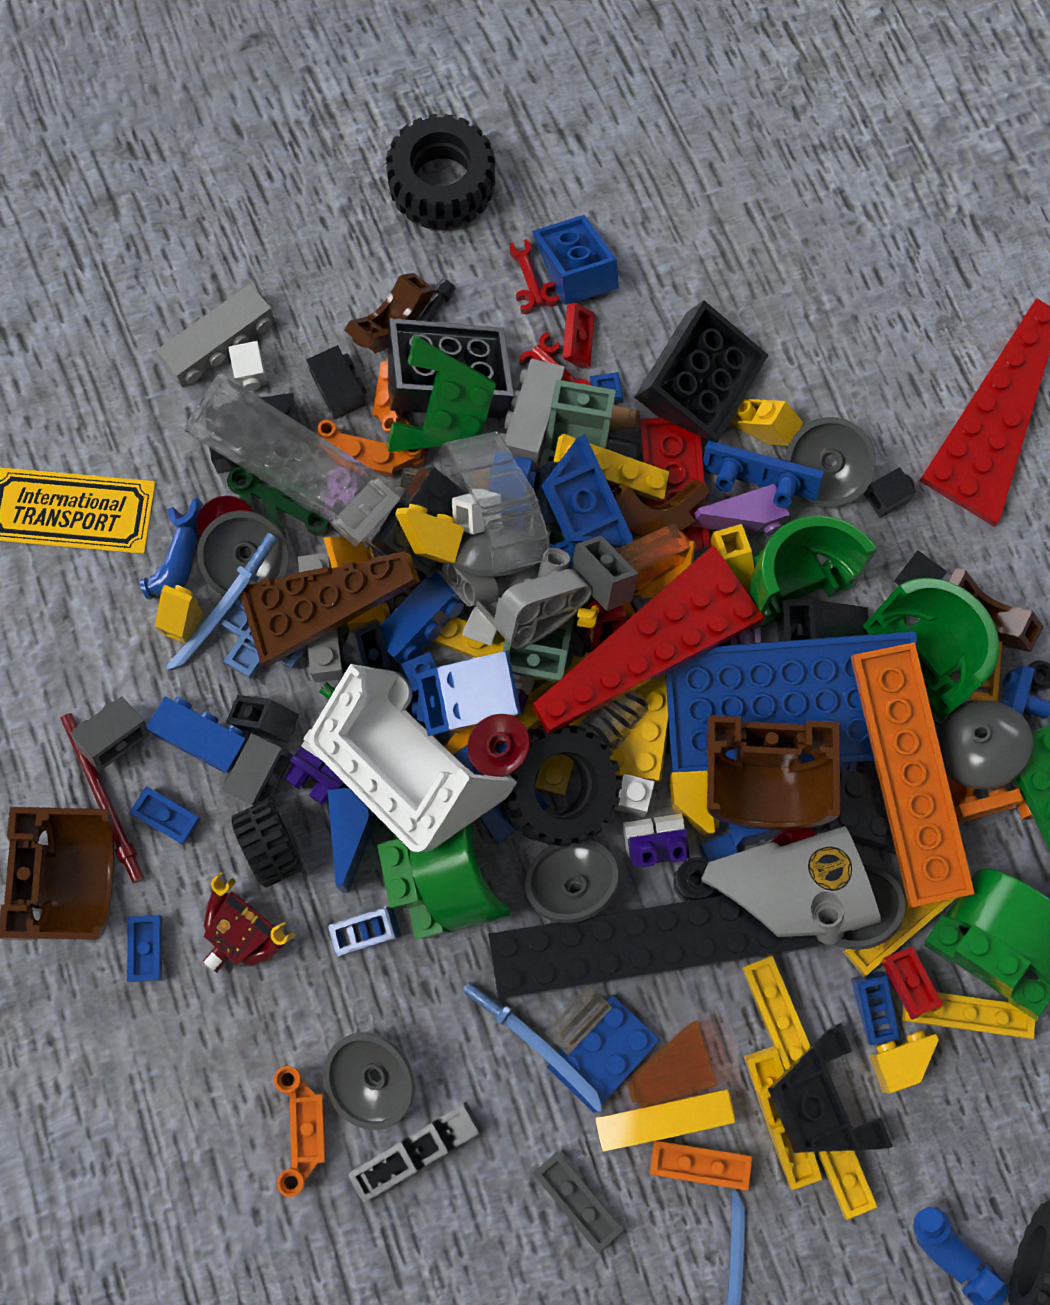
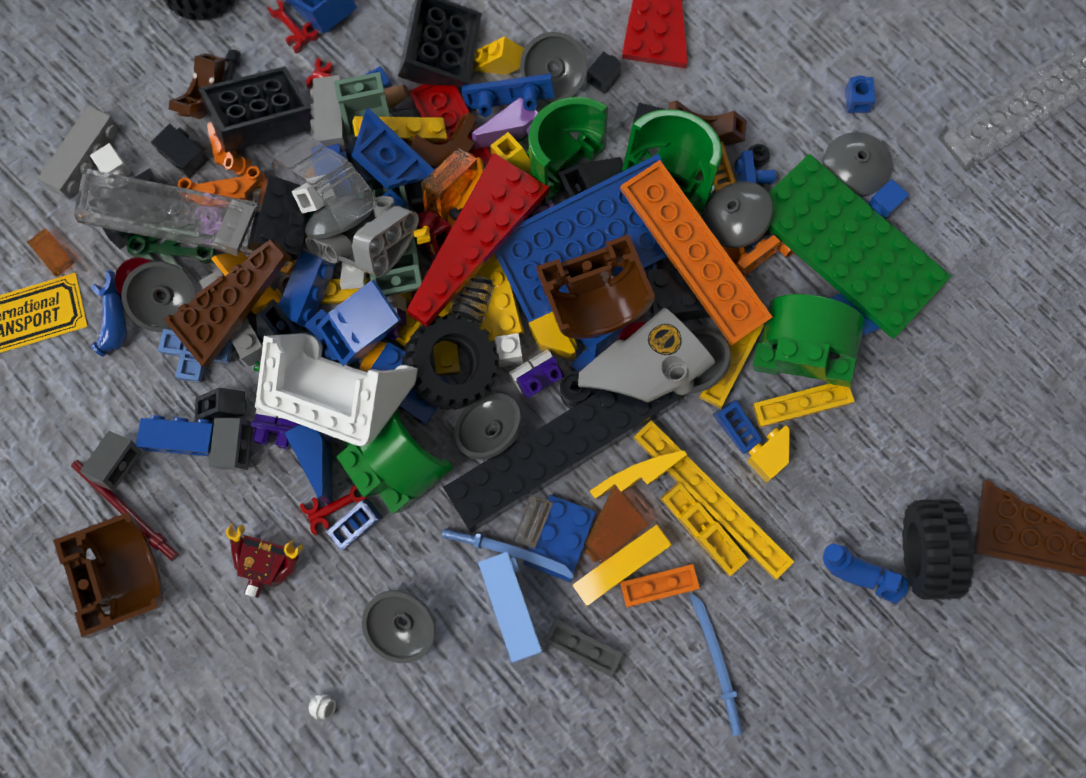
camera: 15 degrees left, 0 degrees up
(136, 444) = (50, 252): none -> clear orange tile
(144, 948) = (198, 603): blue plate -> none
(165, 815) = (175, 503): blue plate -> none
(177, 613) = (127, 356): yellow slope -> none
(240, 1137) = (322, 707): none -> white plate
(245, 576) = (166, 309): medium blue sword -> none
(266, 843) = (256, 490): black tyre -> none
(306, 1130) = (367, 680): orange plate -> none
(324, 900) = (317, 514): none -> red bar
(414, 1152) = (452, 664): slope -> none
(430, 536) = (285, 223): yellow slope -> none
(456, 404) = (270, 128): green wing -> none
(487, 738) = (385, 345): dark red dish -> none
(511, 1117) = (510, 607): none -> light blue brick
(578, 335) = (341, 51): red plate -> none
(605, 572) = (422, 197): dark grey brick -> none
(744, 1018) = (647, 470): none -> yellow slope
(812, 1107) = (721, 511): black wing -> none
(912, 983) = (755, 397): red plate -> none

